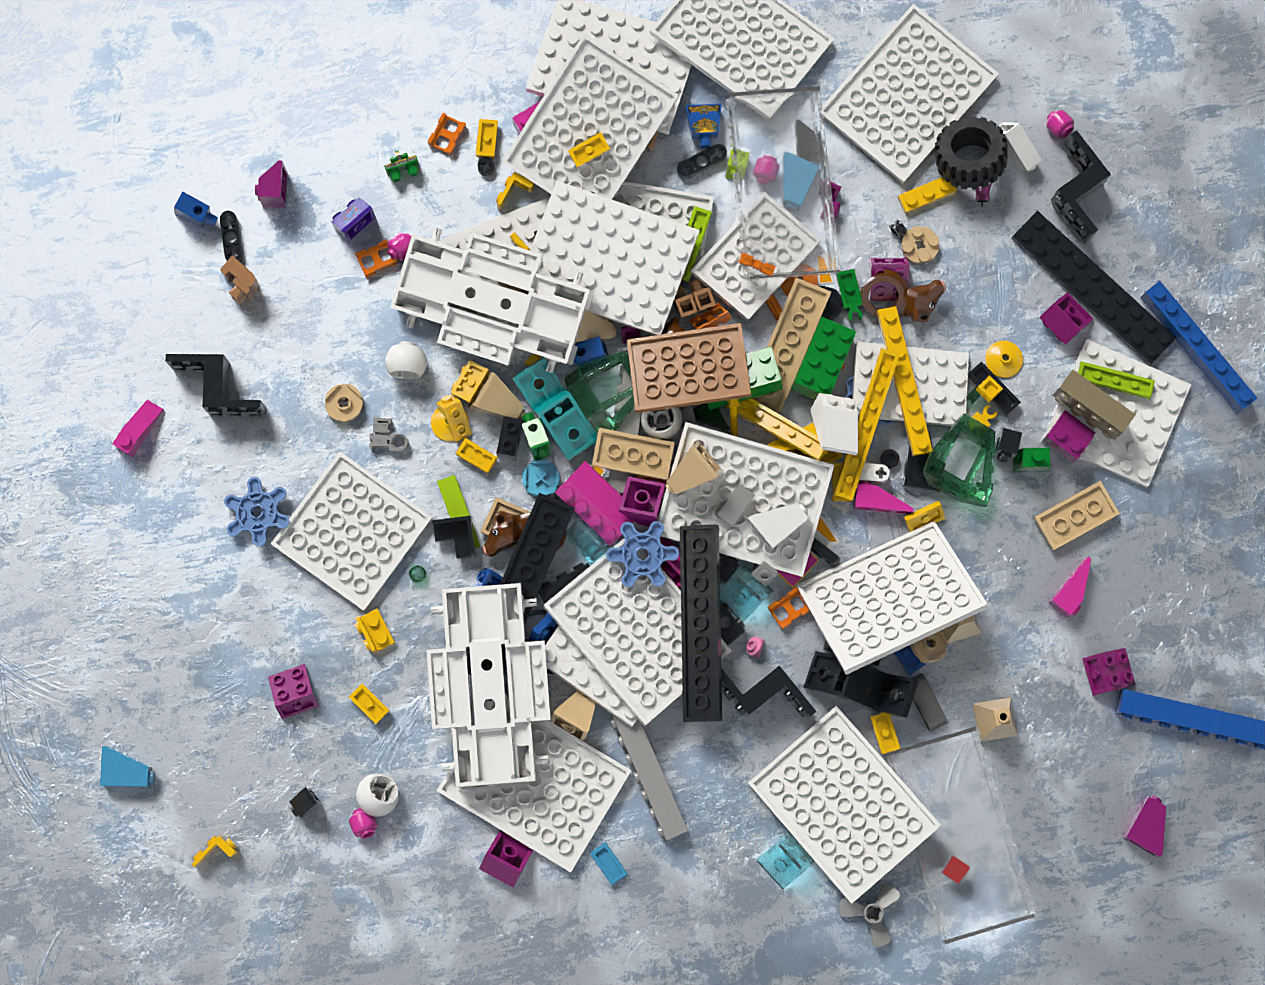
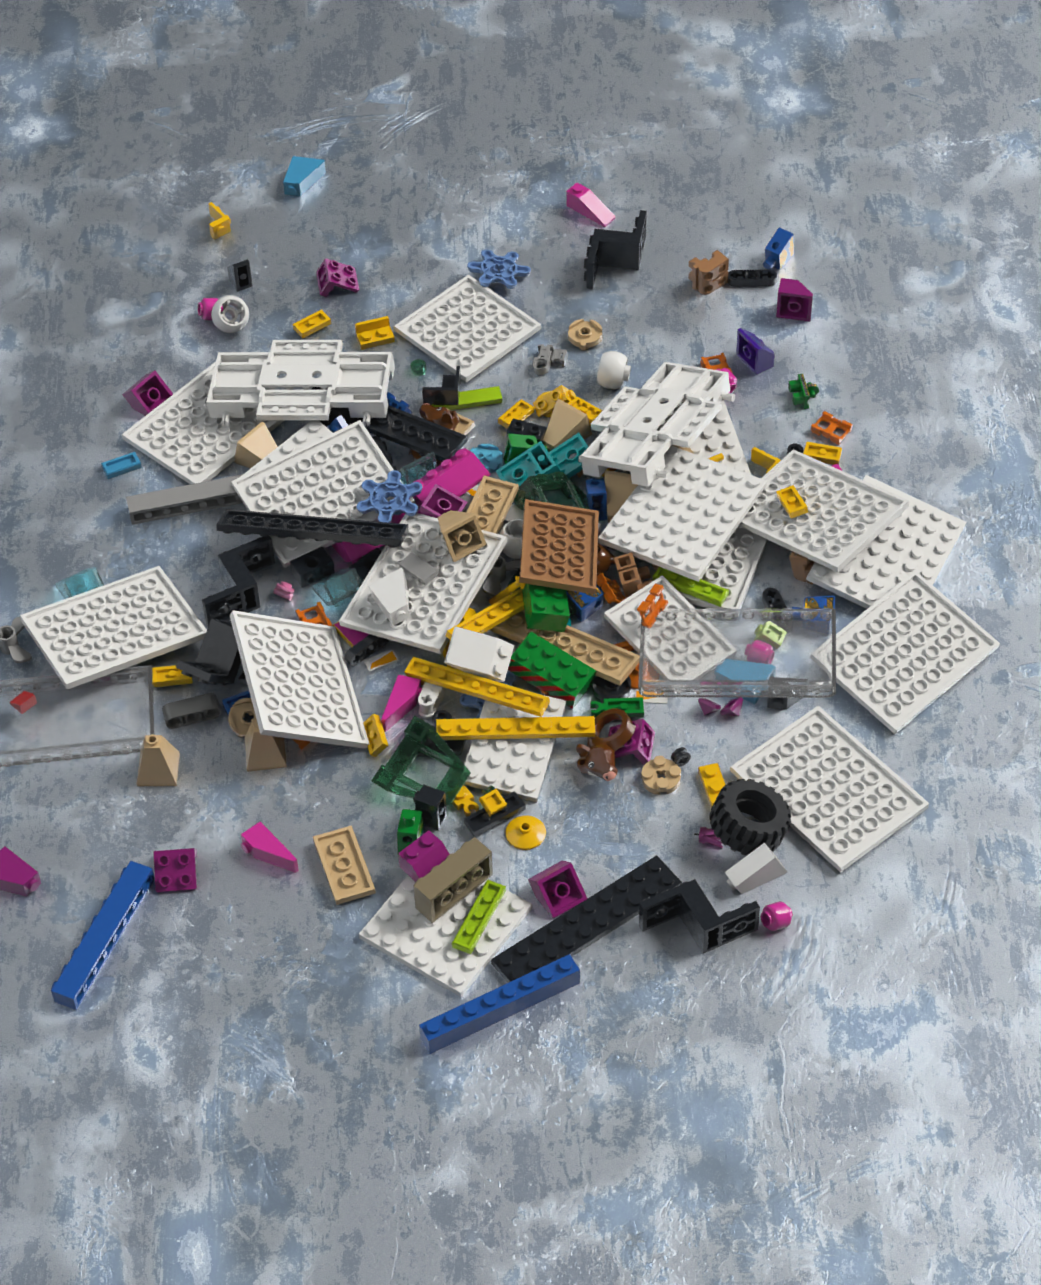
camera: 105 degrees right, 30 degrees down
(764, 573) = (348, 594): light grey bracket -> none

